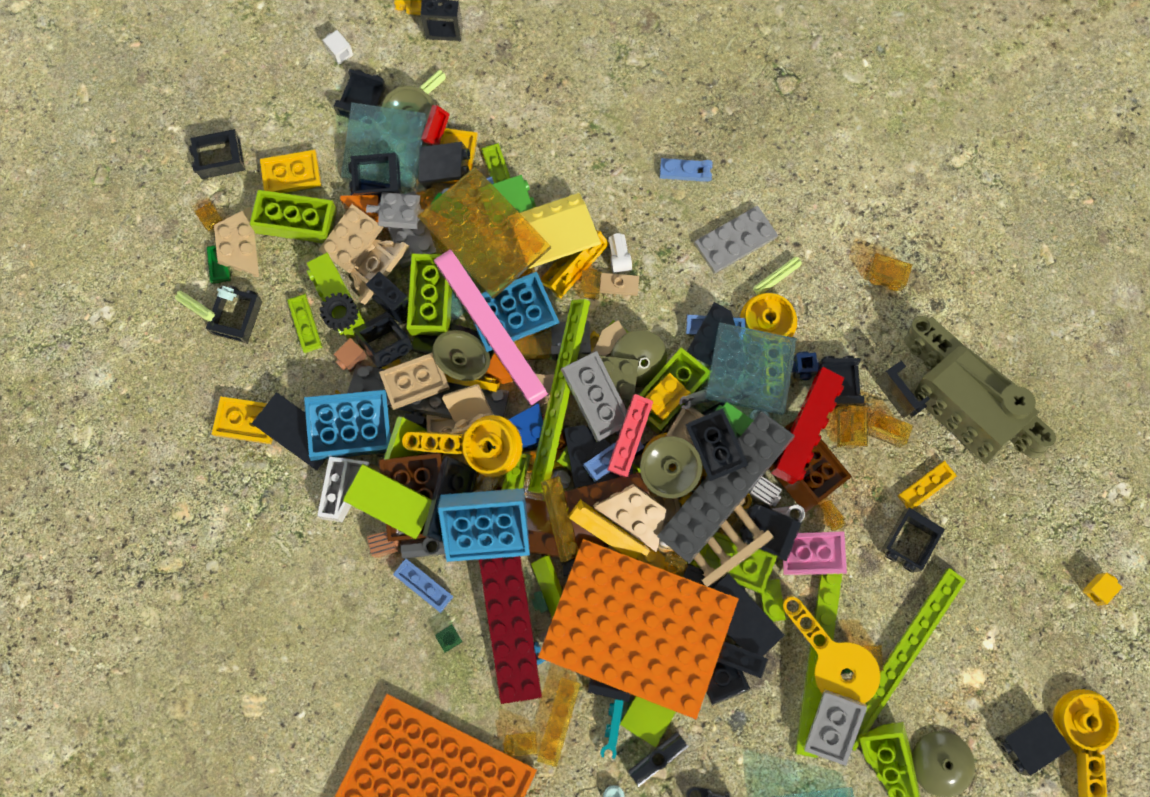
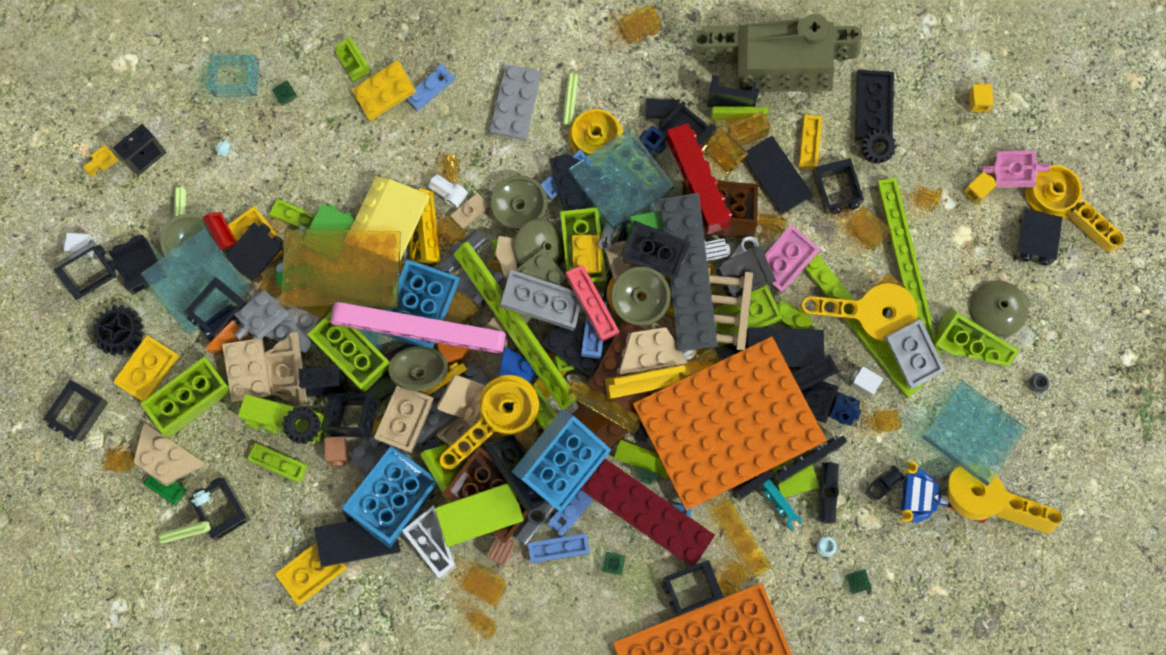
camera: 45 degrees left, 0 degrees up
(295, 137) = (117, 345): none -> black gear
(304, 61) = (76, 291): none -> black window
(317, 580) = (480, 622): none -> clear yellow bracket
(345, 556) = (485, 586): none -> clear yellow brick
(458, 569) = (570, 513): none -> medium blue plate
(499, 74) = (223, 148): none -> light aqua plate
(502, 729) = (711, 581): none -> black window
(567, 47) = (250, 89): none -> clear light blue window
(581, 76) = (284, 93): none -> clear green plate
(597, 307) = (449, 262): none -> dark grey piece
(640, 239) = (451, 166): none -> clear yellow cone
(650, 140) = (384, 90): none -> yellow plate
(652, 97) = (352, 59): none -> lime hinge
(664, 301) = (514, 192): none -> olive dish
(678, 721) = (816, 454): none -> black plate
(737, 711) = (845, 409): none -> dark blue brick
(760, 754) = (886, 421): none -> clear yellow bracket
(775, 707) = (865, 381): none -> white brick
(837, 346) = (659, 107): none -> black tile
(874, 485) = (777, 175): none -> black tile
(892, 407) = (735, 113): none -> lime tile
(901, 595) = (867, 229): none -> clear yellow brick
(975, 622) = (928, 199): none -> clear yellow panel
(977, 555) = (889, 146): none -> black tyre
(1007, 509) = (874, 102): none -> black tile
(1027, 657) = (980, 187): none -> yellow brick
(1072, 672) = (1016, 169): none -> bright pink plate

